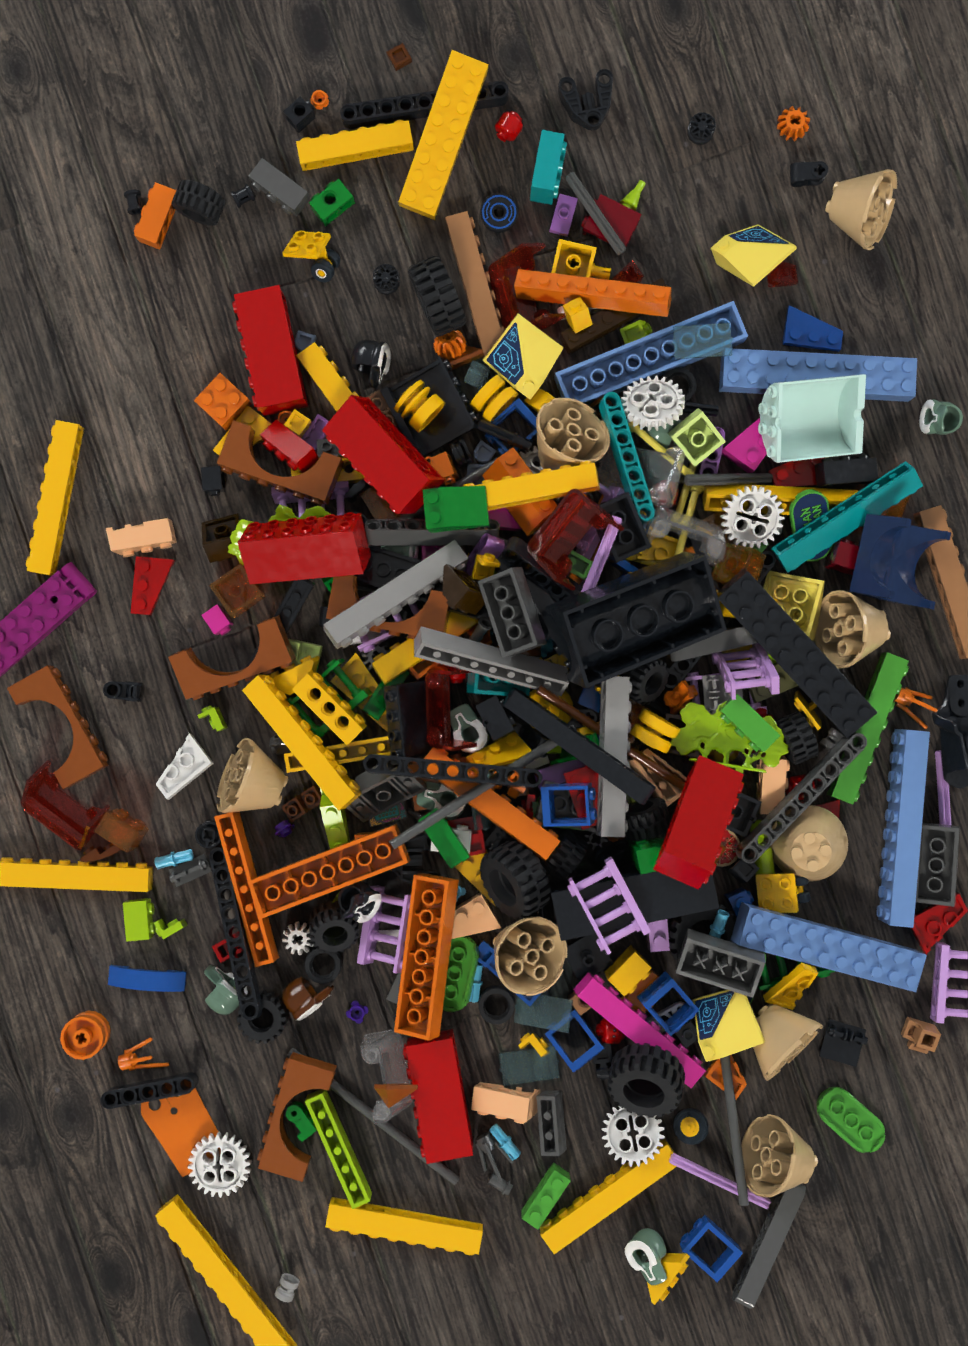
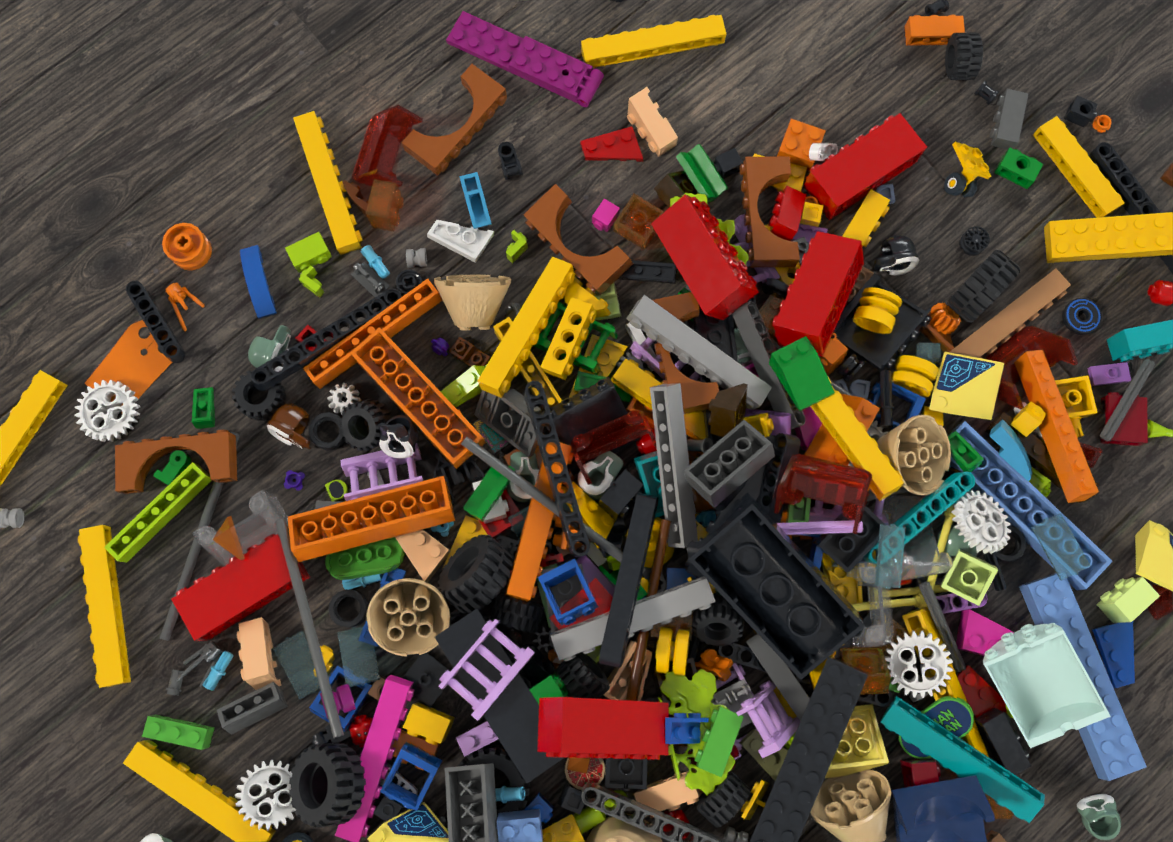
camera: 65 degrees right, 10 degrees down
(151, 739) = (475, 200): none -> dark azure slope
(186, 818) = (416, 258): none -> light grey wheel
(213, 509) = (702, 173): none -> green panel
(240, 385) = (821, 151): none -> white beam
(252, 1073) = (203, 408): none -> green slope
(382, 975) = (336, 489): none -> tile
(506, 1048) = (310, 631): none -> dark grey piece
(578, 1045) = (343, 699): none -> magenta wheel
(584, 388) = (964, 453): none -> green slope
(598, 342) = (1012, 449): none -> dark azure slope
(652, 502) = (890, 556): none -> clear light blue piece
(727, 750) = (683, 729): none -> blue bracket
(771, 303) = (1127, 599): none -> yellowish green brick

